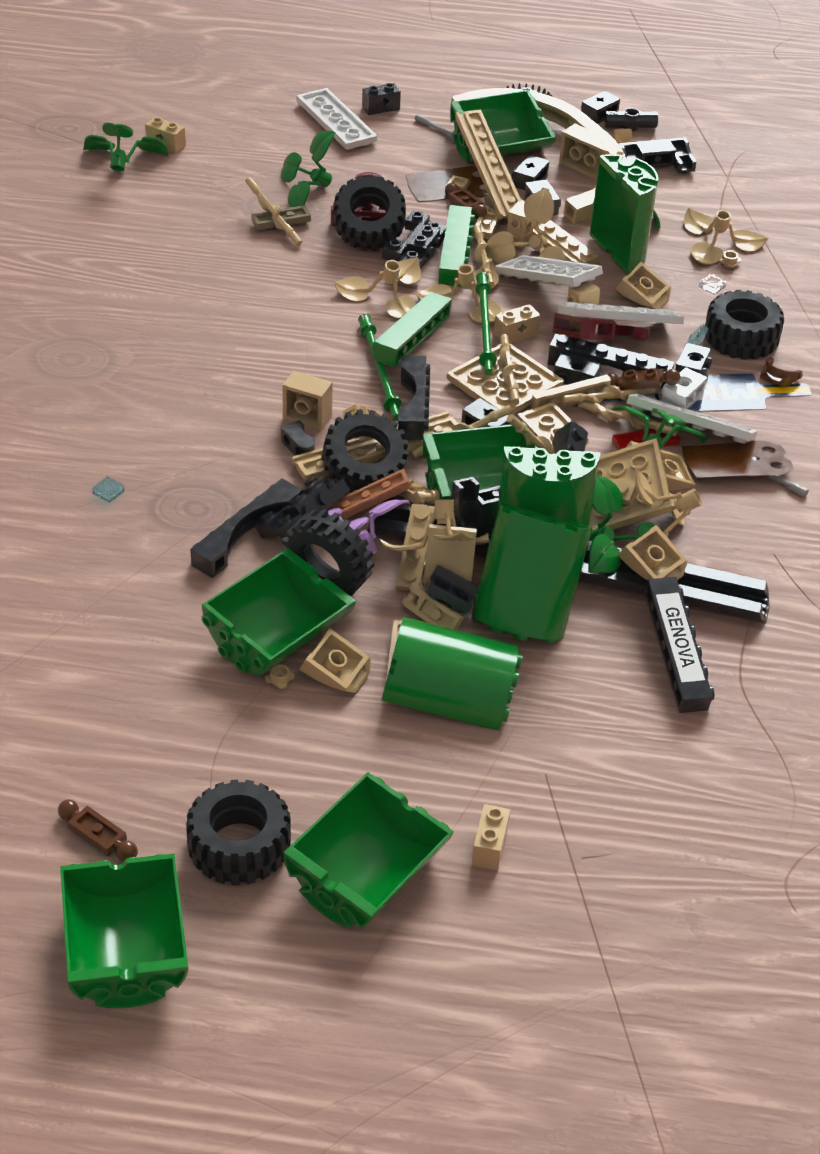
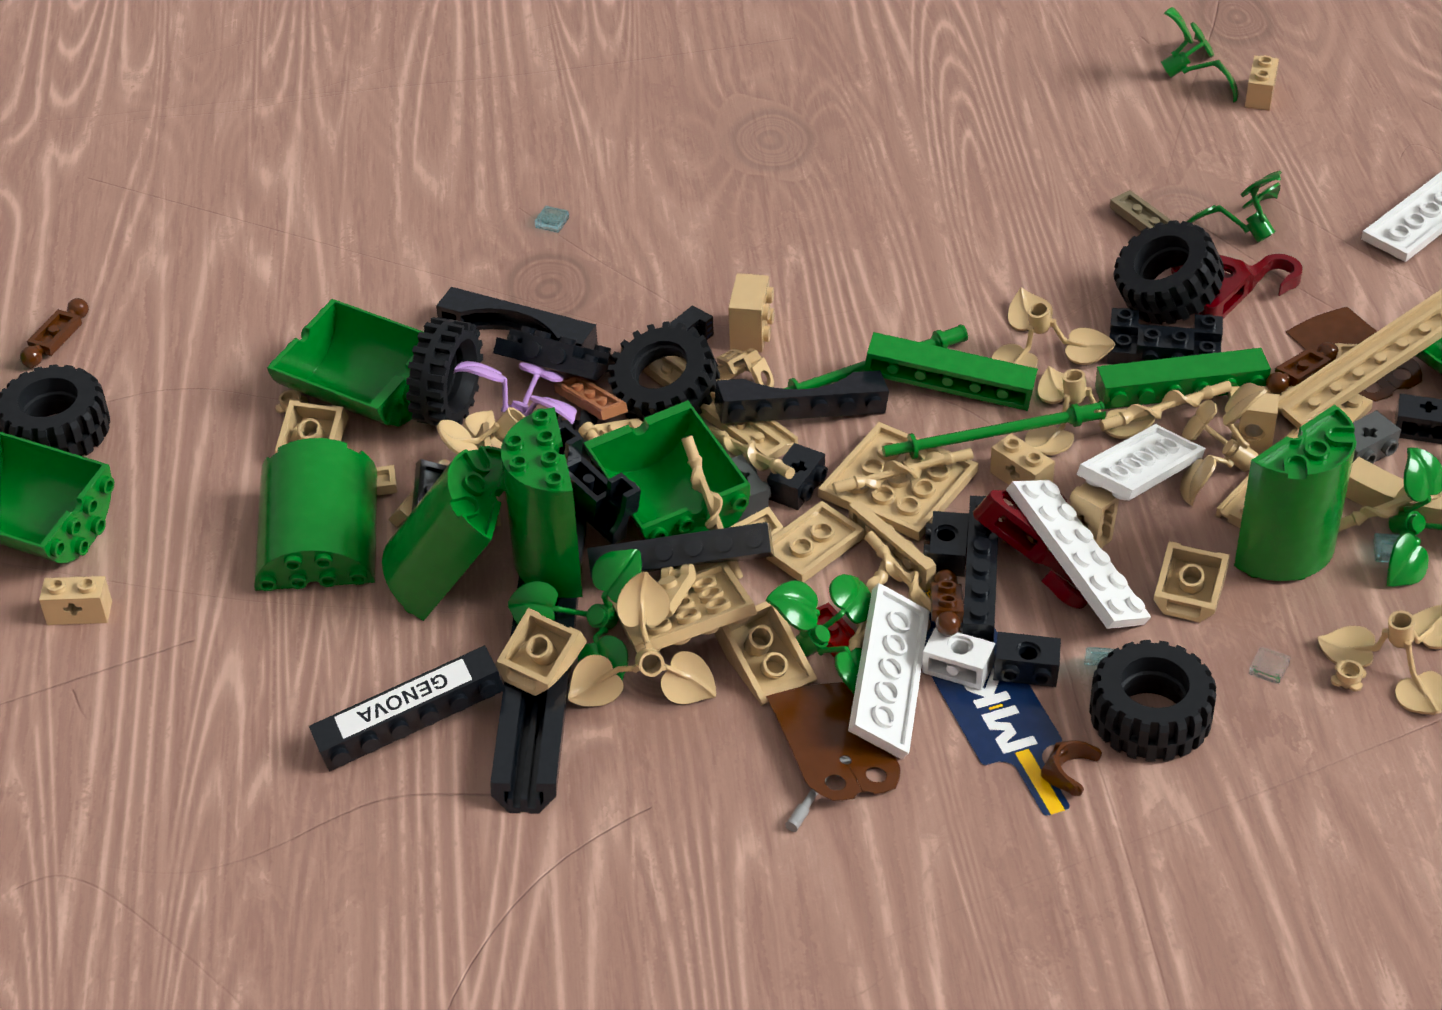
camera: 80 degrees right, 0 degrees up
(274, 209) = (1133, 205): tan piece -> none

